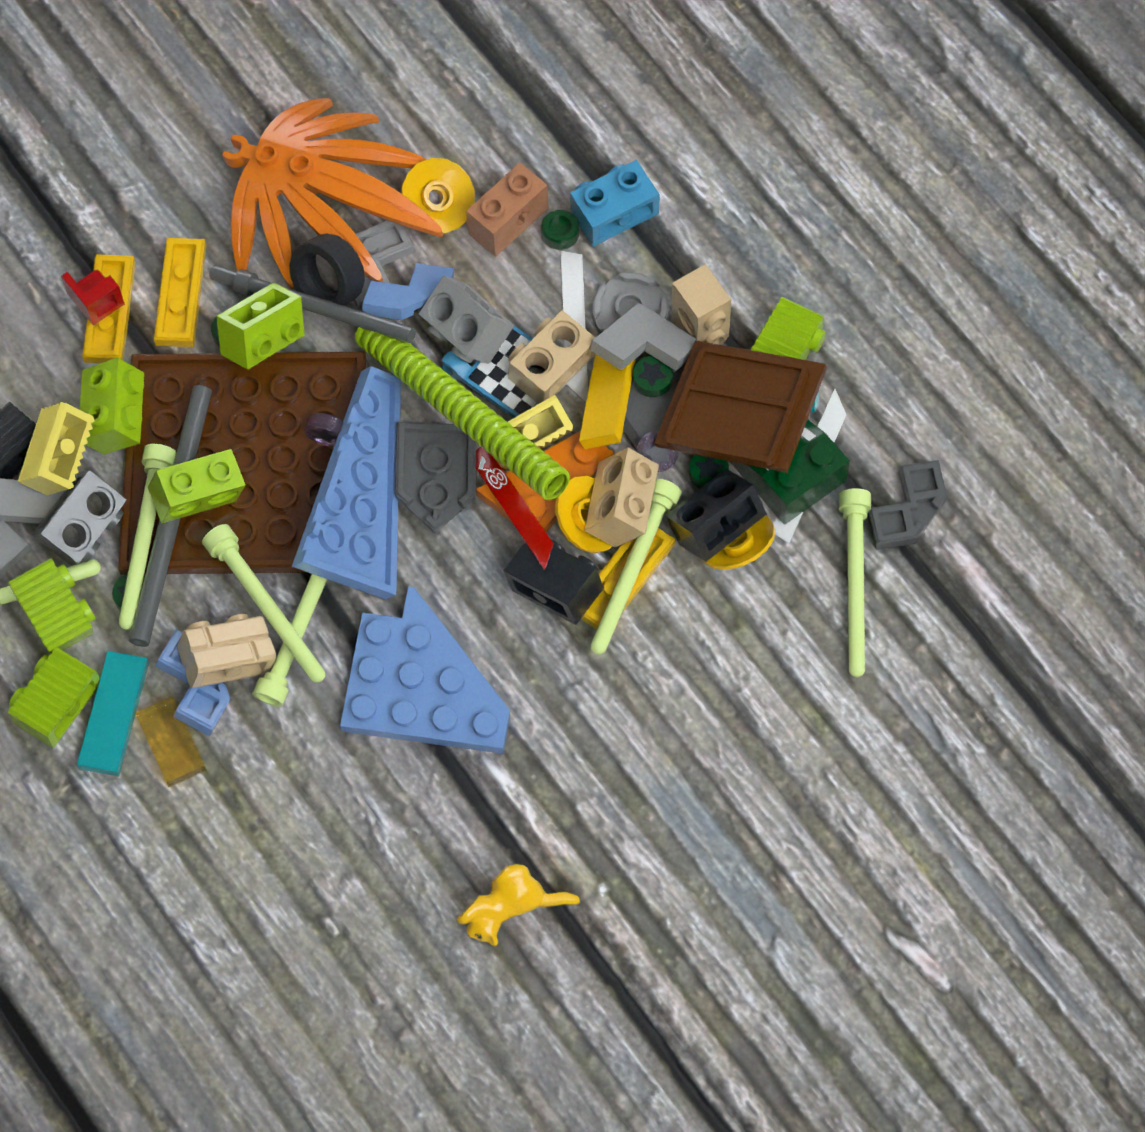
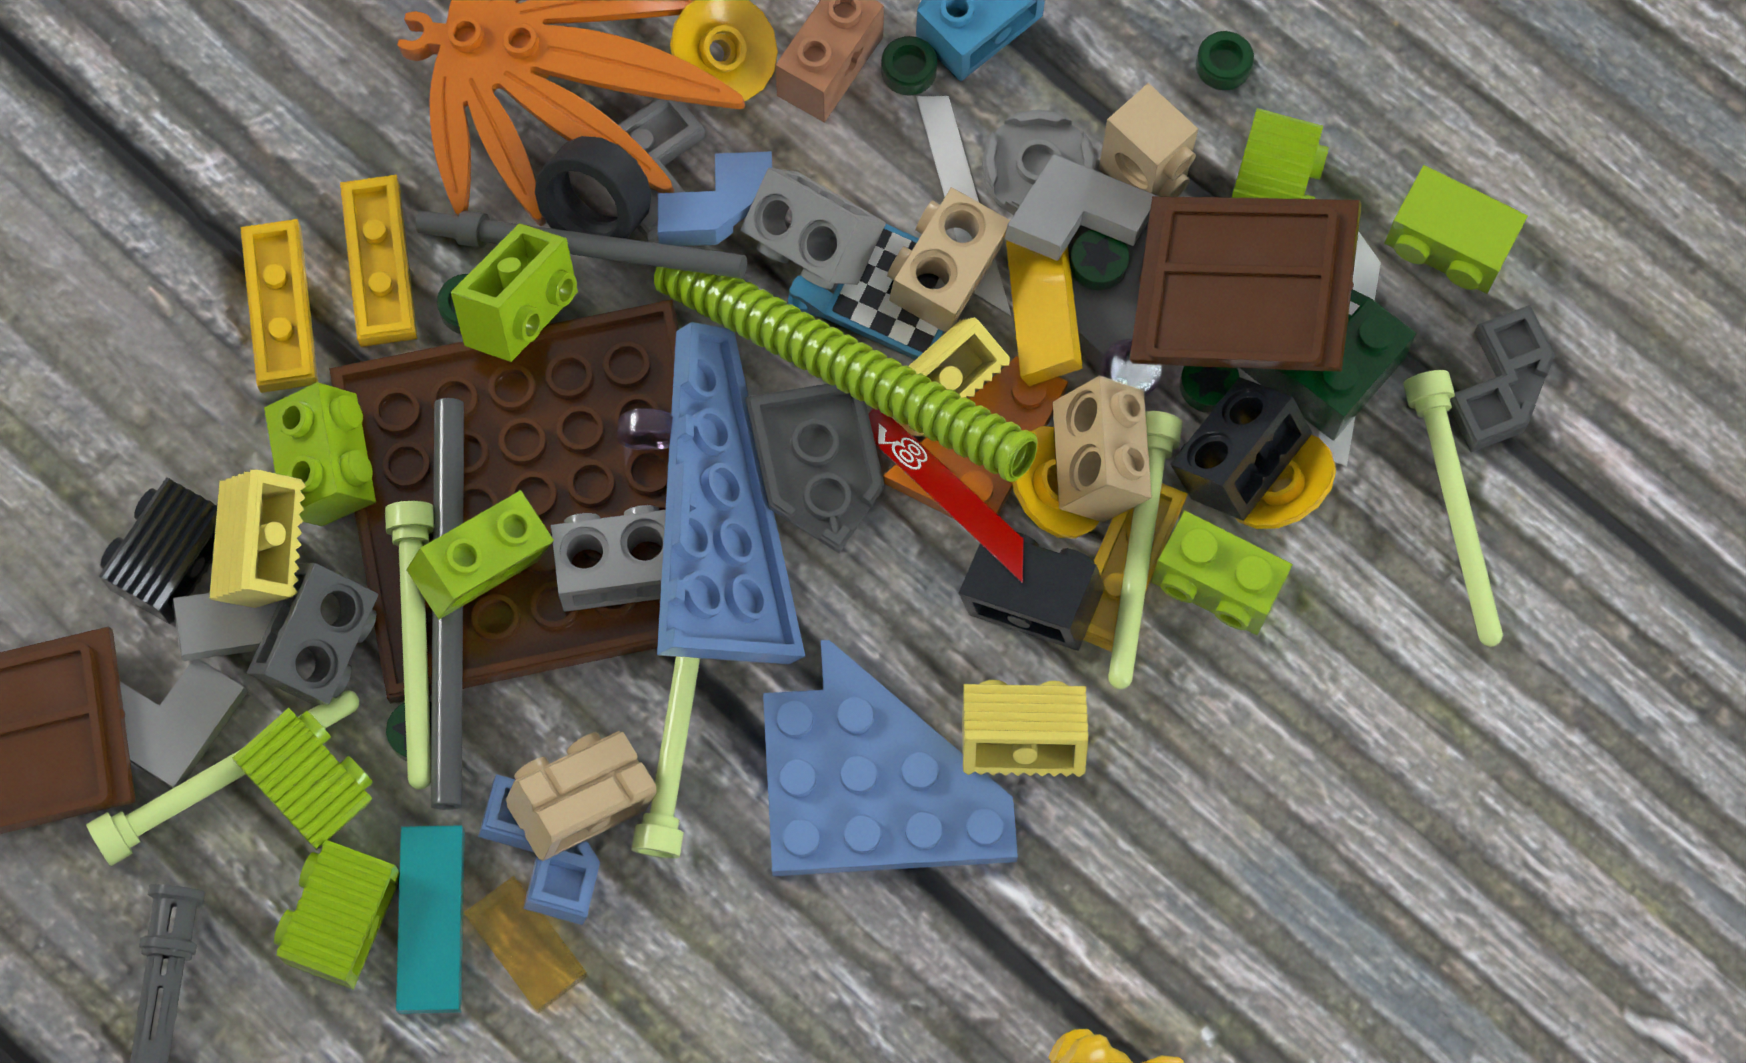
camera: 15 degrees left, 5 degrees up
(94, 295) = (254, 290): red panel -> none
(222, 544) = (537, 633): yellowish green piece -> none
(283, 517) = (618, 575): none -> light grey brick
(525, 666) = (1024, 728): none -> light yellow brick
(682, 593) = (1220, 573): none -> lime brick
(773, 264) = (1224, 60): none -> dark green tile
(898, 401) = (1454, 230): none -> lime brick

